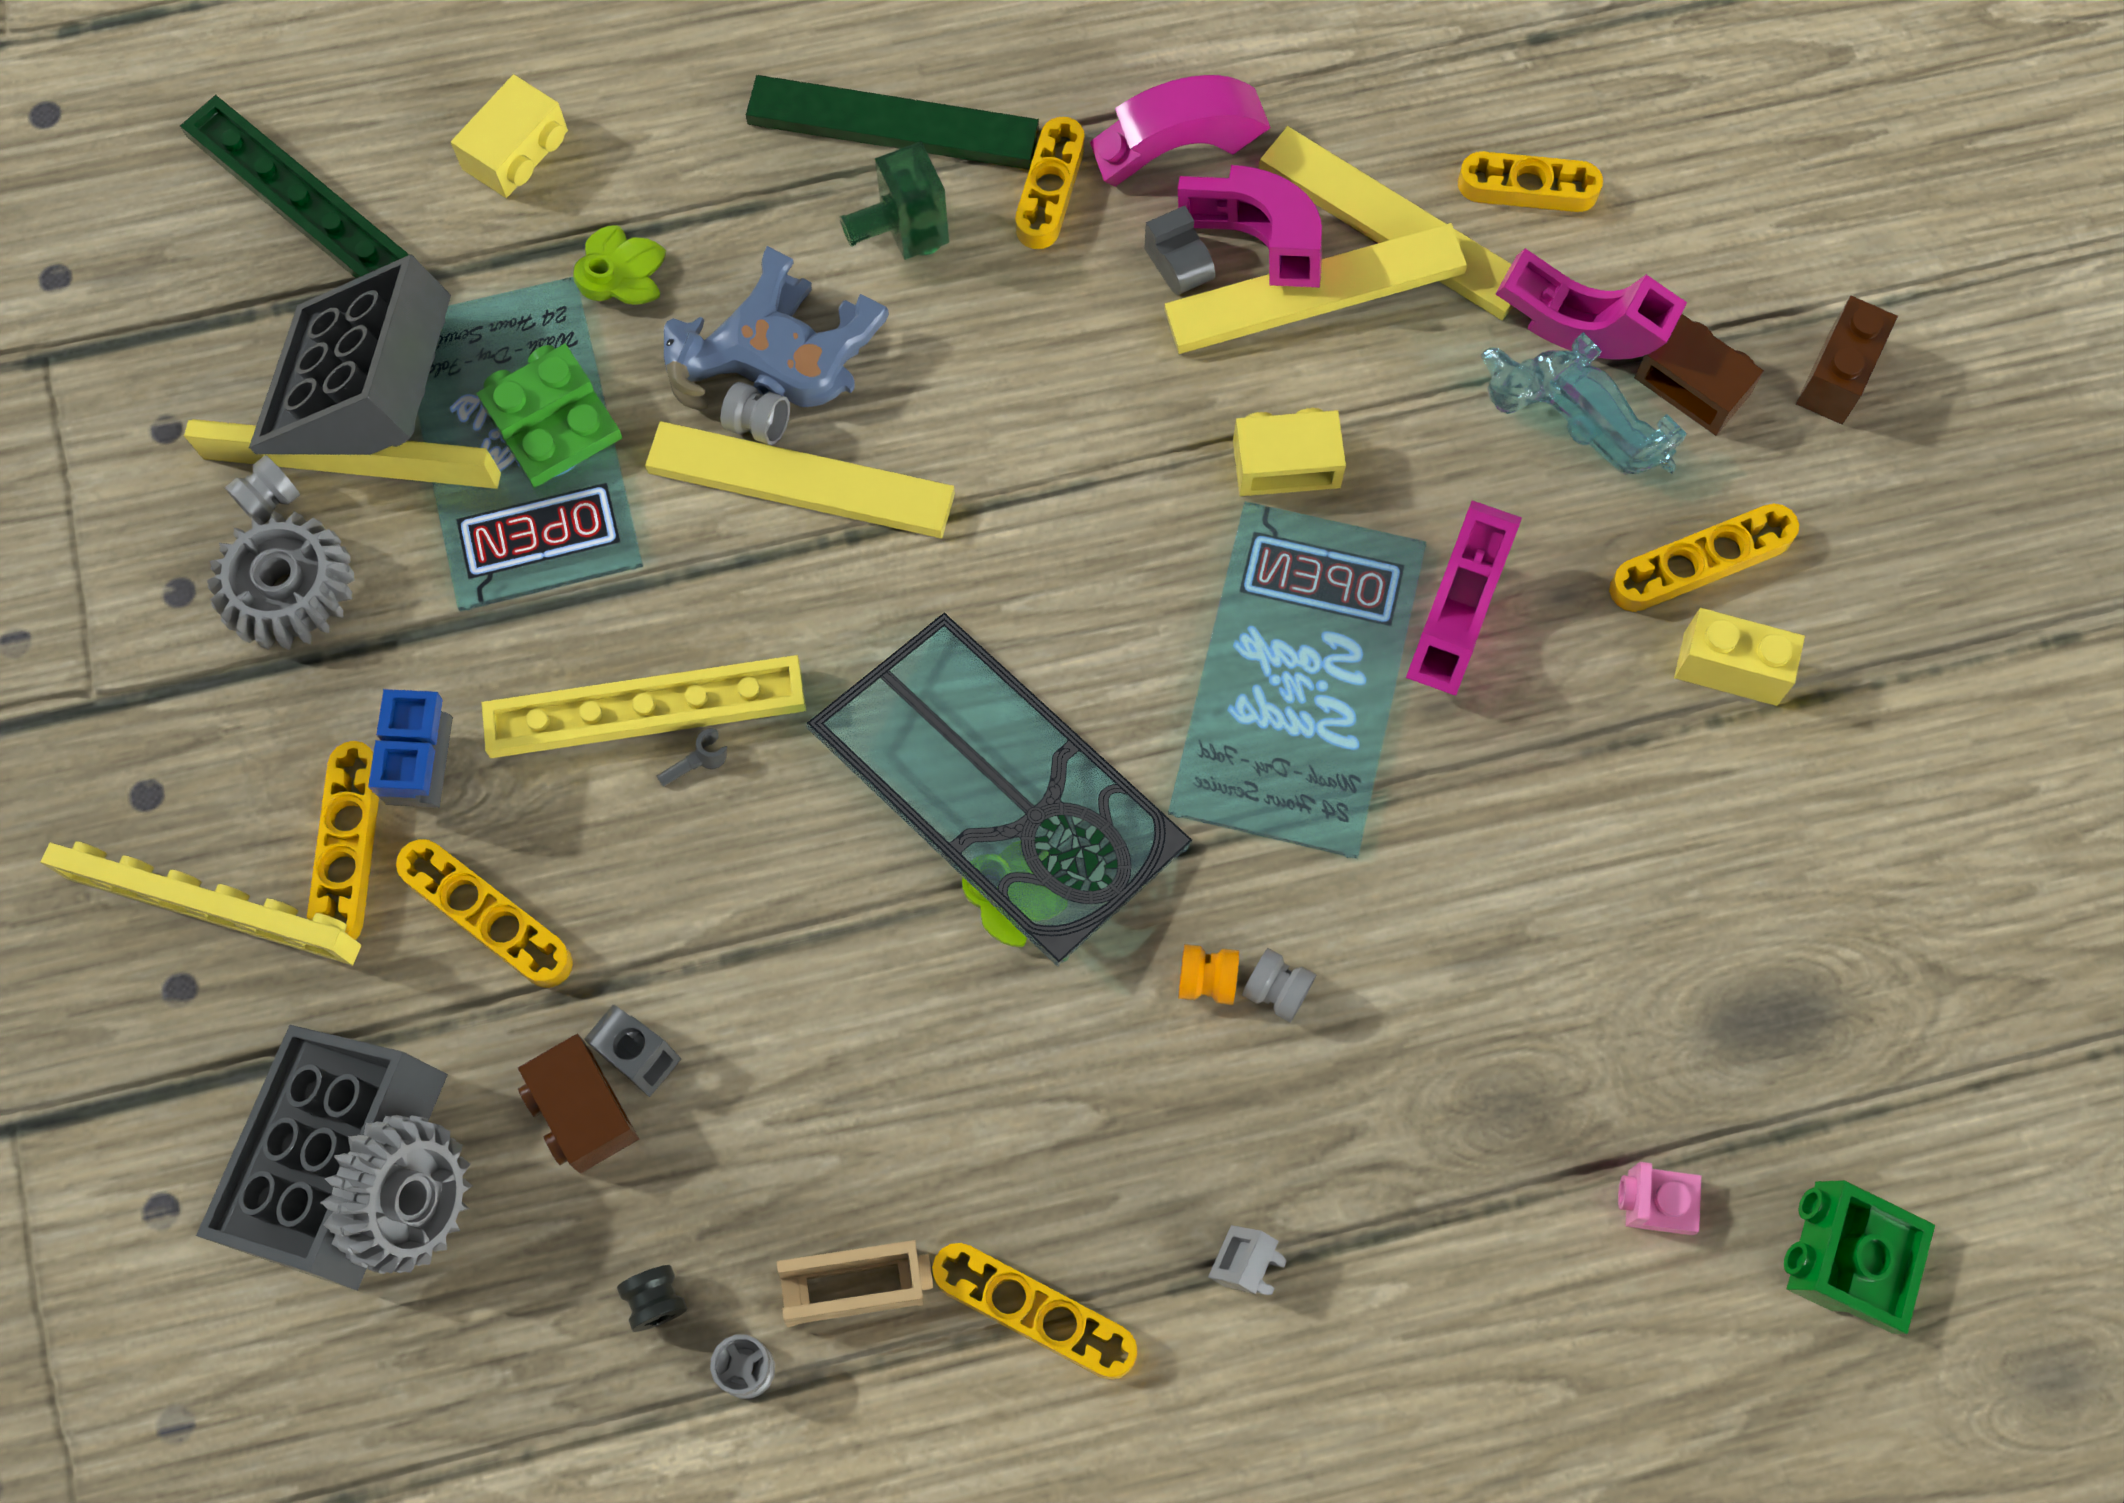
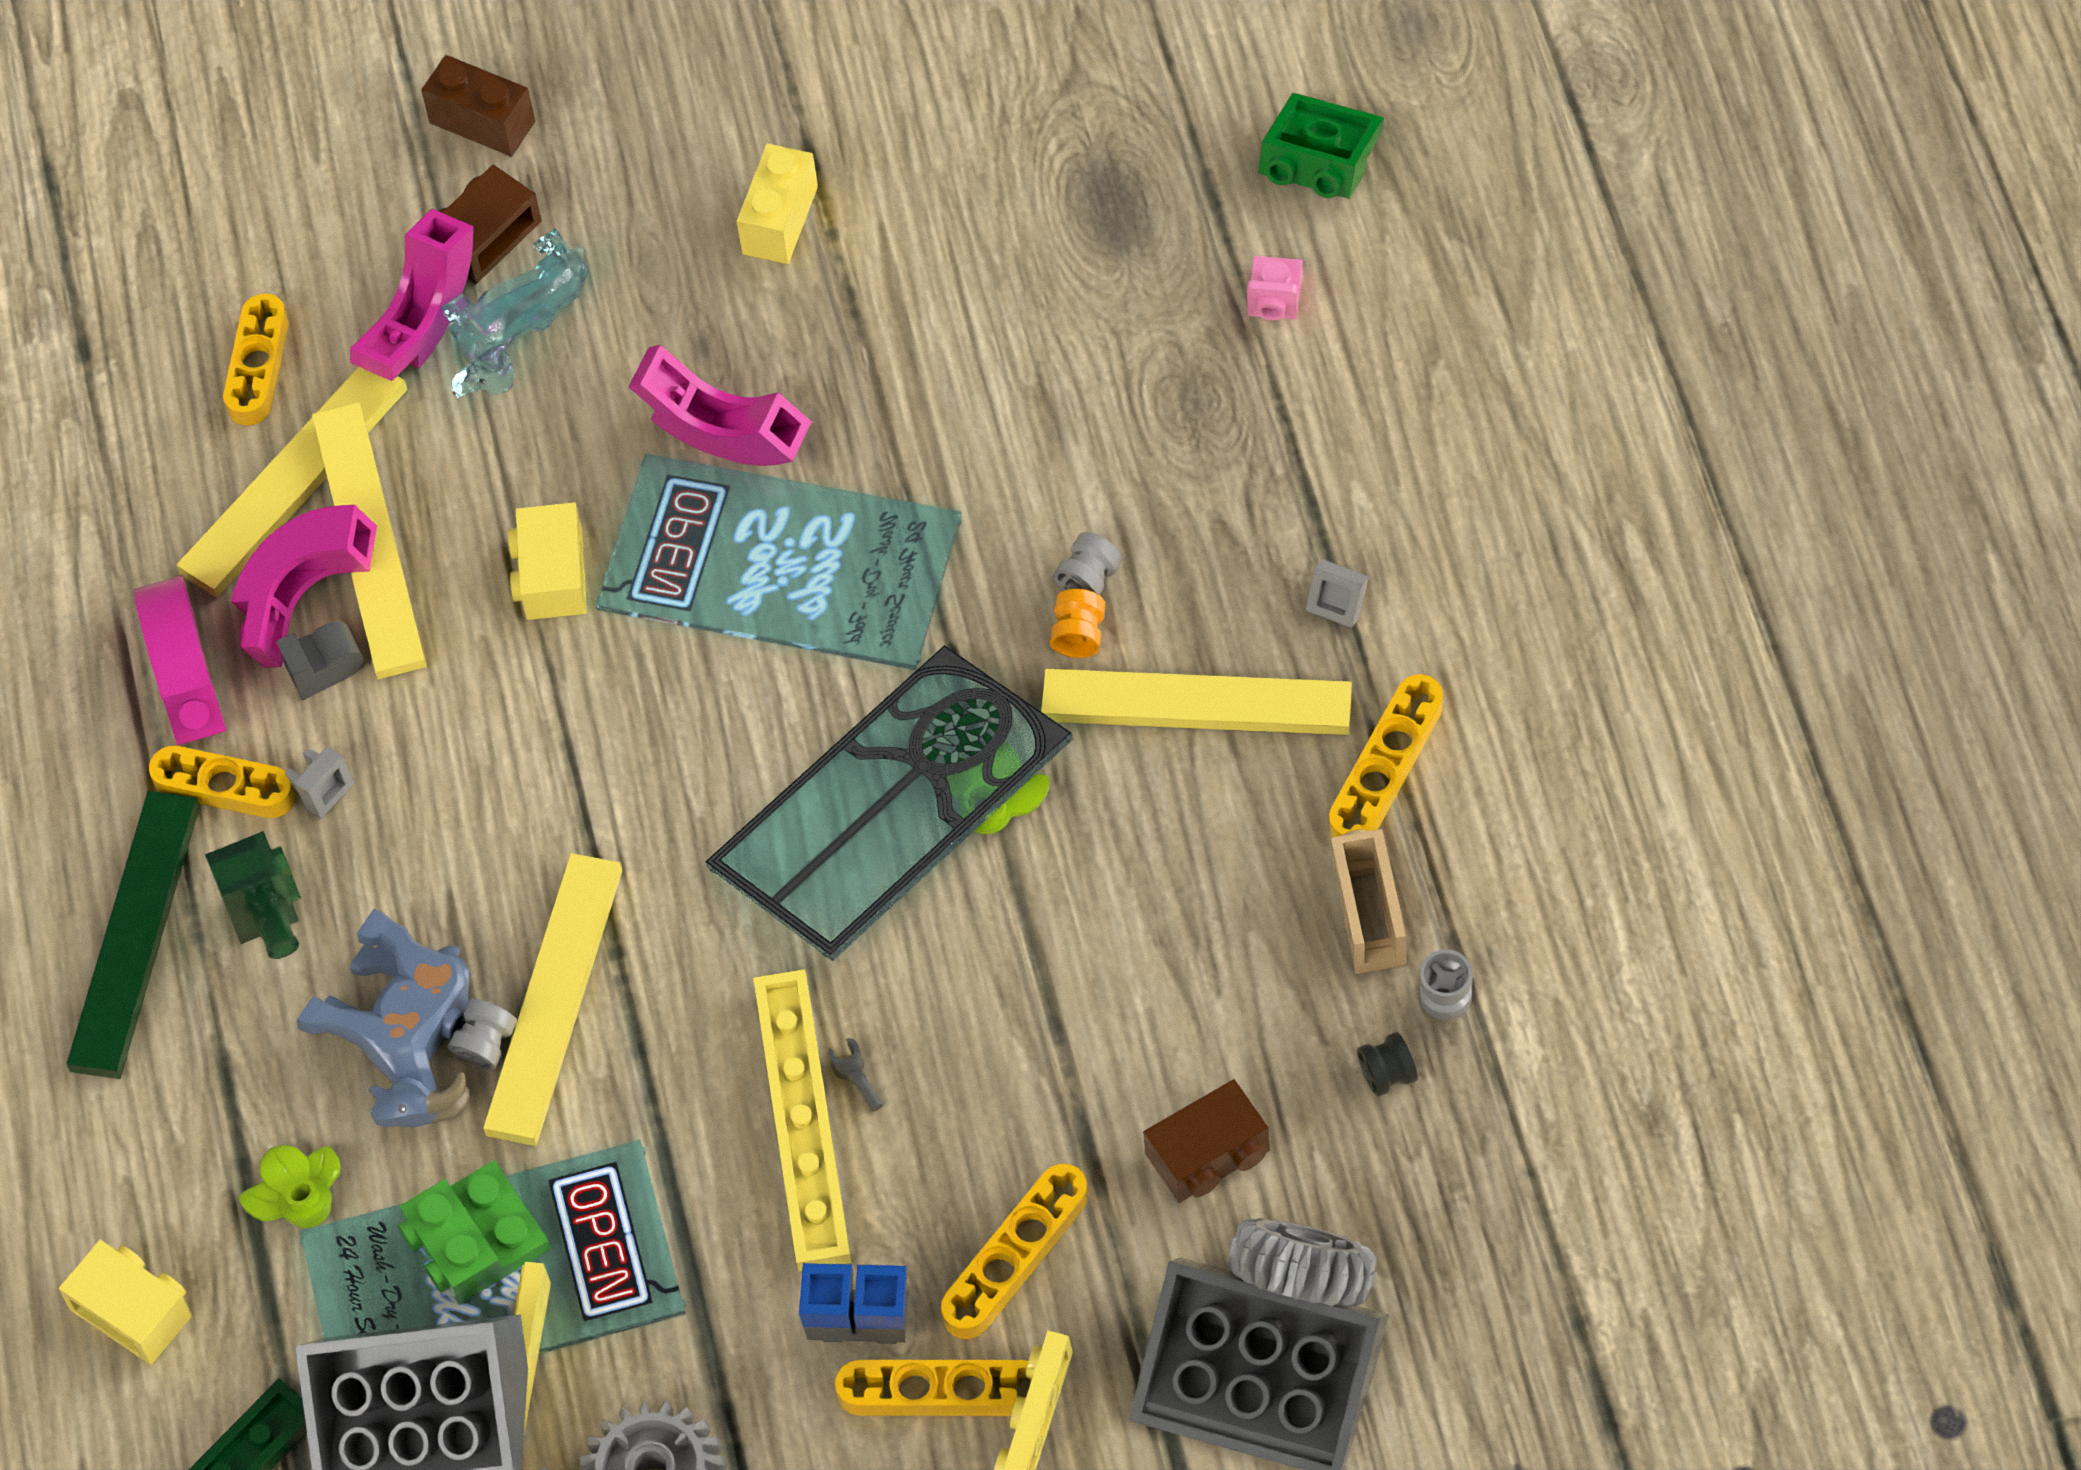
camera: 85 degrees left, 10 degrees down
(633, 1049) = (1150, 1097): dark grey leg -> none
(1039, 262) = (322, 781): none -> light grey tile
(1115, 1107) = (1197, 701): none -> light yellow tile
(1701, 552) = (675, 230): yellow beam -> none

